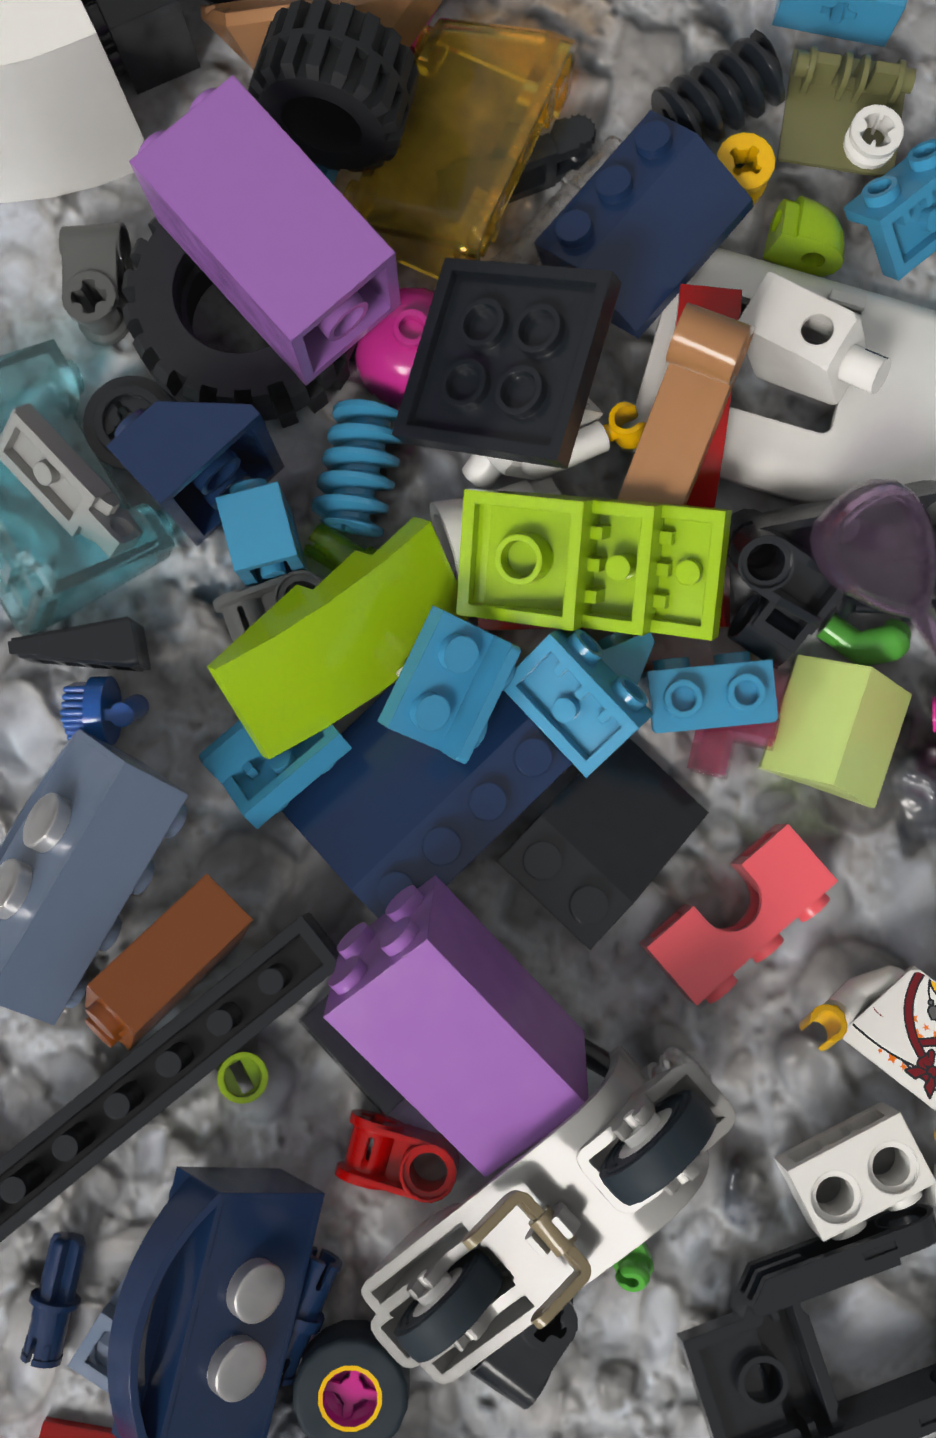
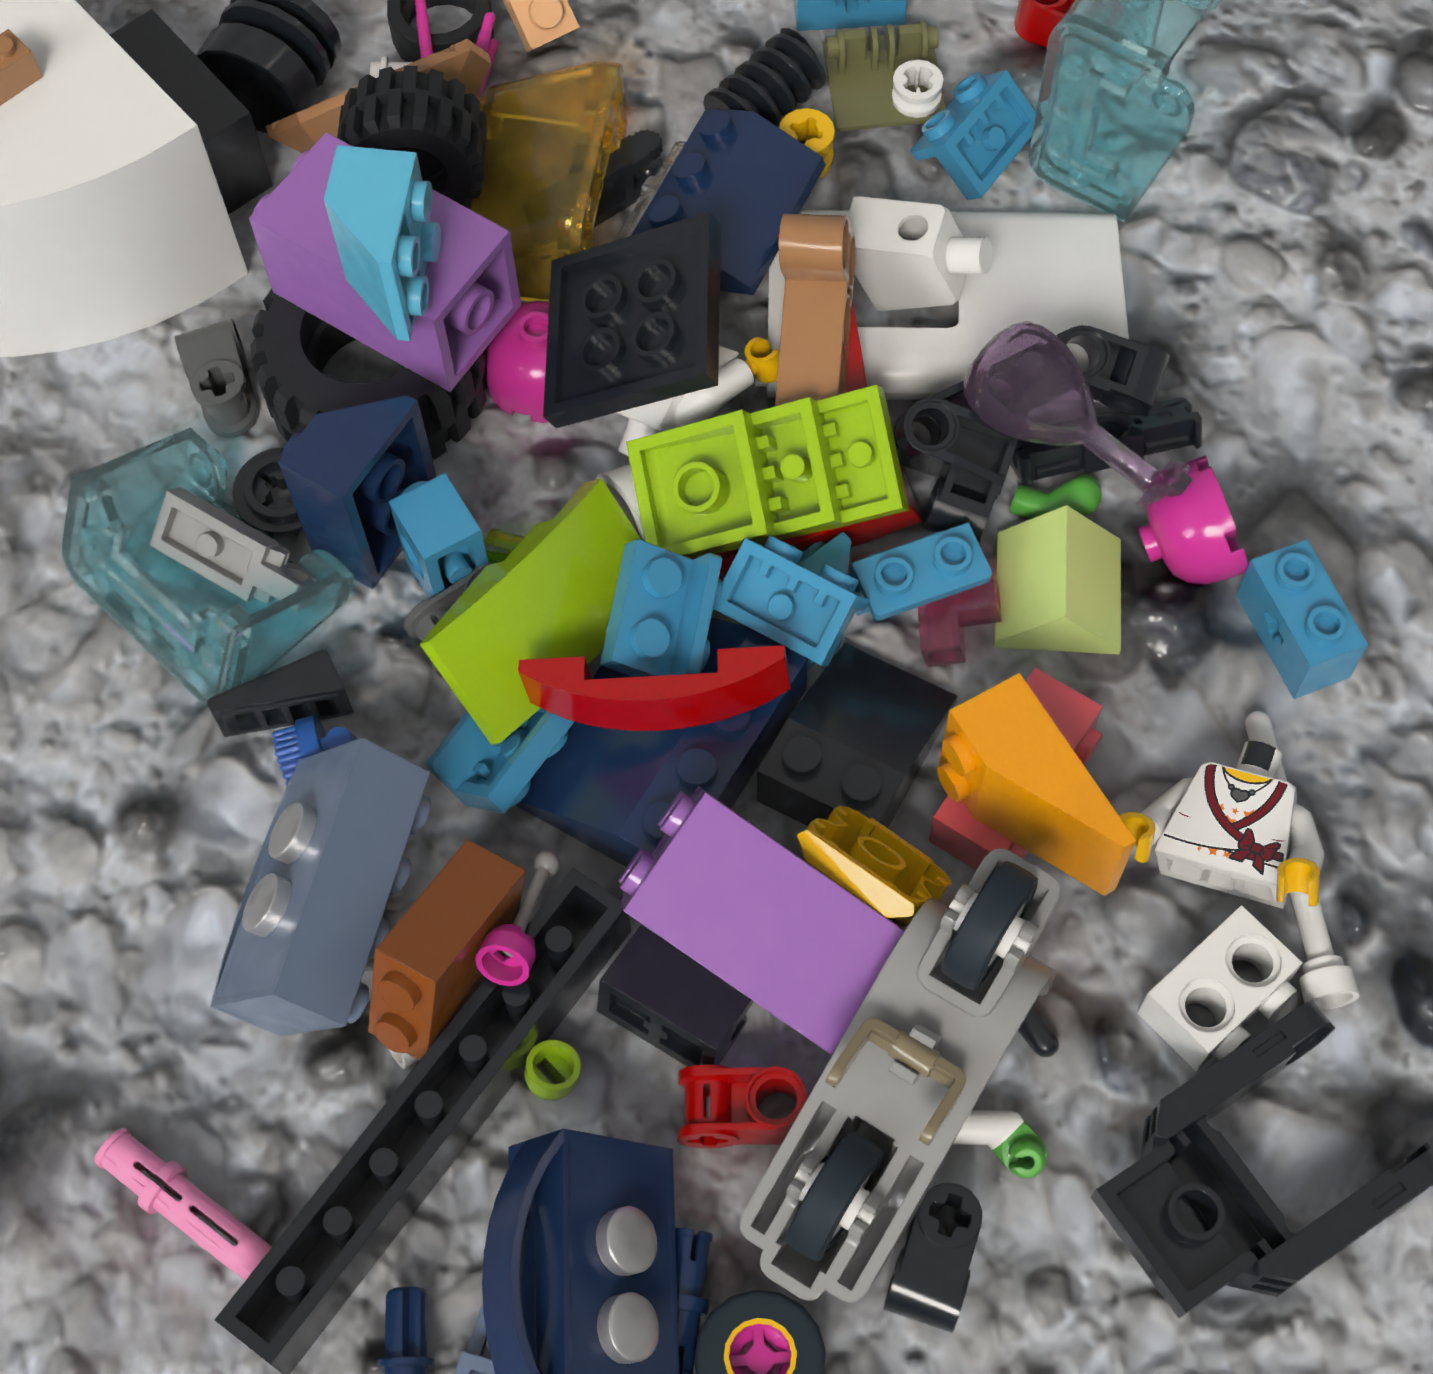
camera: 10 degrees left, 20 degrees down
(220, 990) = (510, 938): none -> dark pink hinge
(255, 236) = (384, 231): none -> medium azure slope
(355, 467) = (516, 466): dark azure piece -> none
(500, 785) = (657, 703): none -> red slope
(573, 1008) = (873, 863): none -> yellow slope
(740, 954) = (1031, 786): none -> light orange slope
(805, 237) = (883, 175): lime piece -> none

